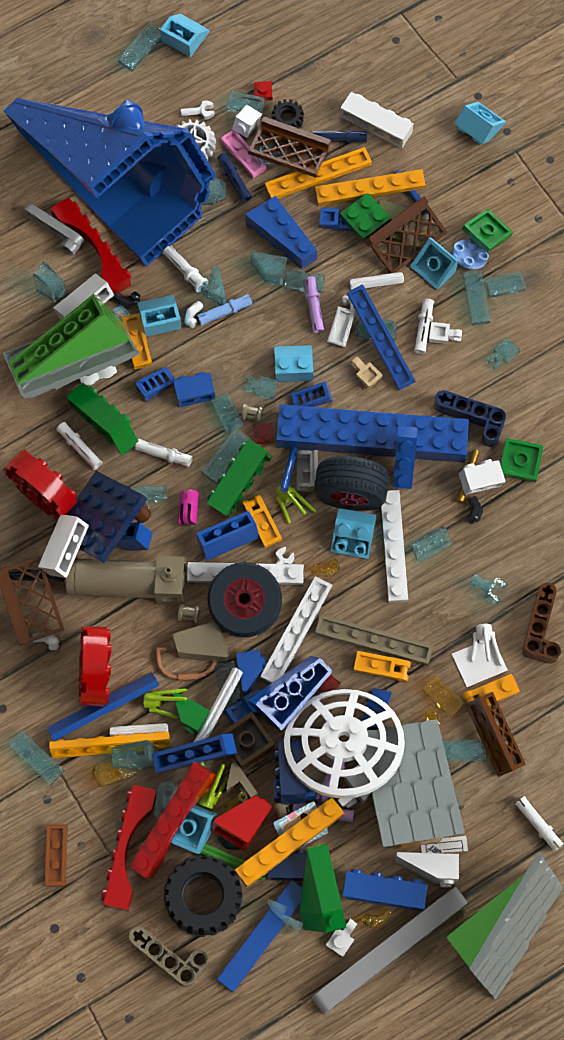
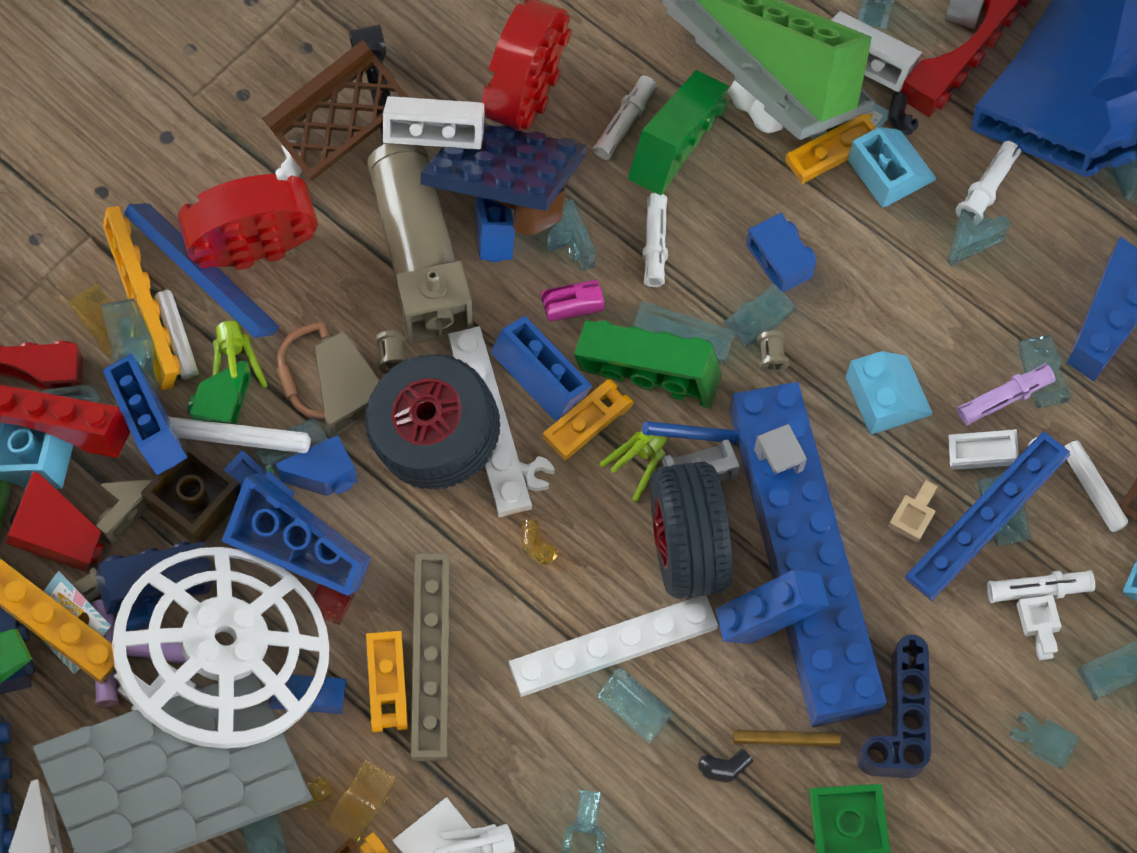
camera: 70 degrees right, 5 degrees down
(36, 757) = (90, 205): clear light blue plate -> none
(147, 395) = (769, 180): blue slope -> none
(190, 314) = (913, 212): white arm -> none
(209, 799) = (86, 465): lime plant -> none
(223, 310) = (949, 269): light blue pin -> none
(240, 798) = (89, 509): clear yellow arm -> none
(263, 433) = (743, 377): clear red plate -> none
(264, 387) = (827, 361): clear light blue plate -> none
(269, 267) = (1045, 308): clear light blue slope -> none
(296, 630) = (412, 525): white plate -> none
(310, 390) = (852, 455): blue slope -> none
(323, 423) = (781, 450): none -> light grey panel
(353, 533) = (613, 568): medium azure slope -> none
(481, 477) = (789, 757): white brick -> none

